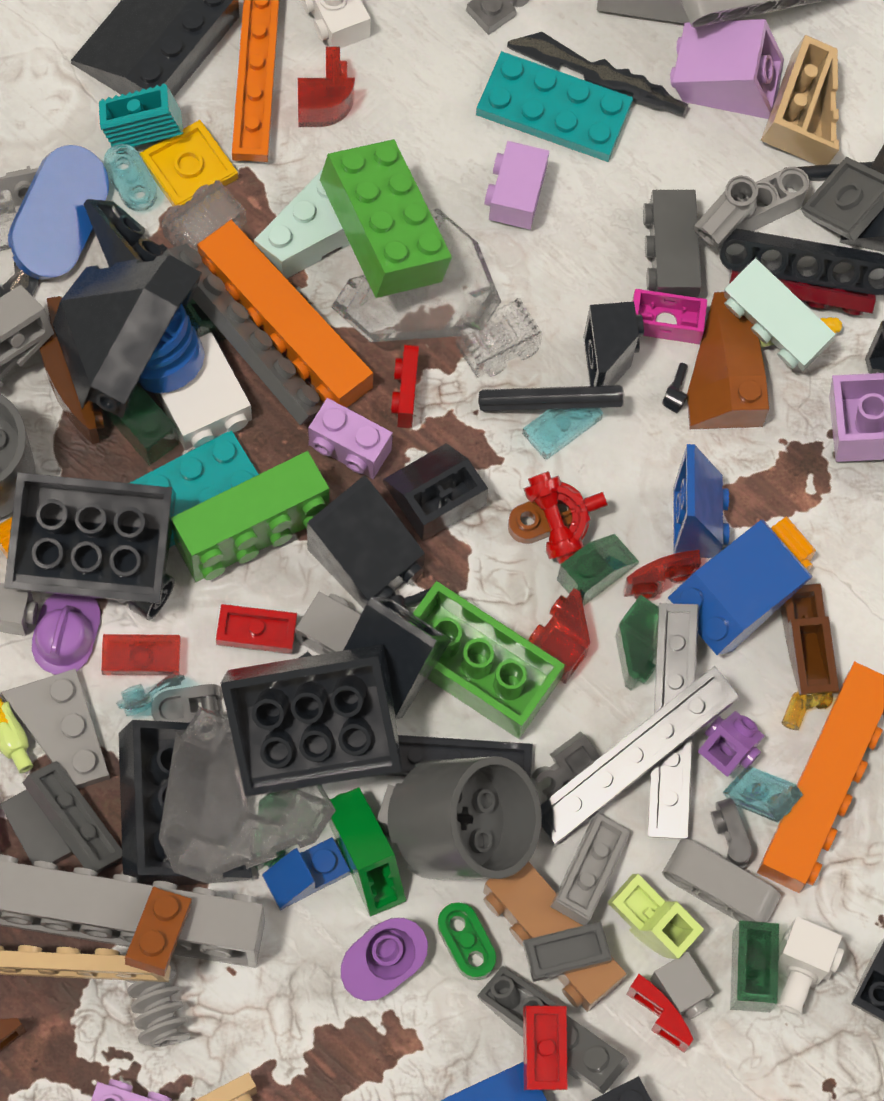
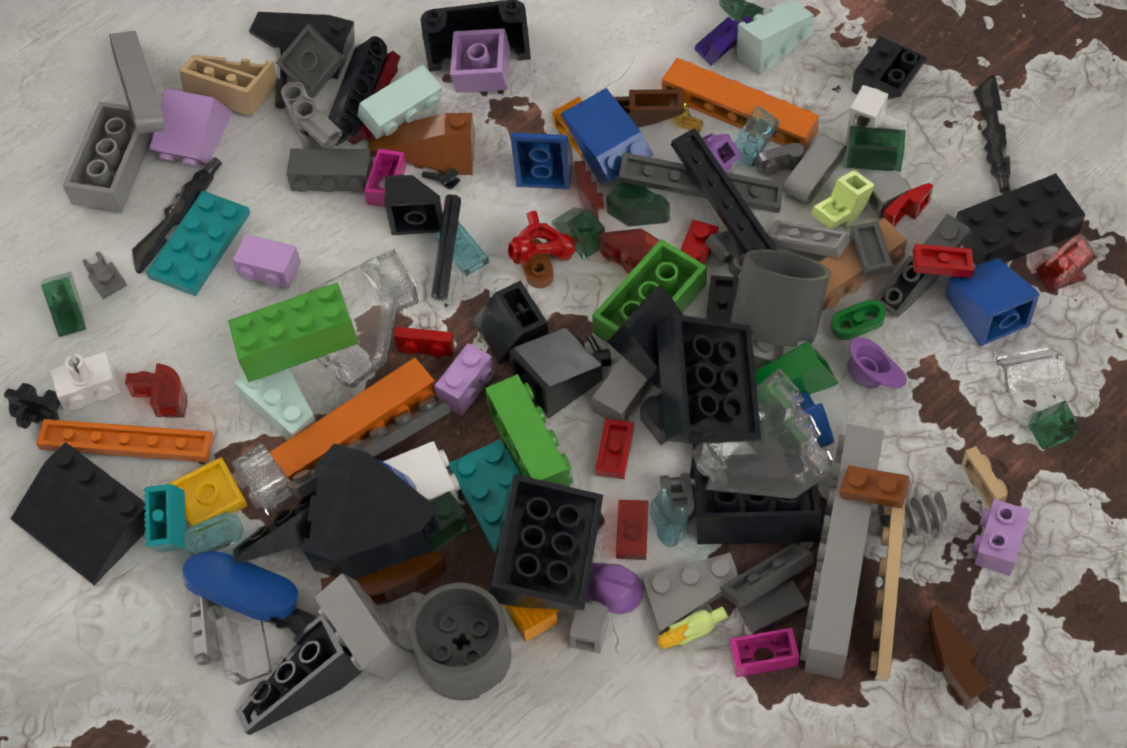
camera: 75 degrees left, 10 degrees down
(566, 718) = (694, 242): none -> red plate

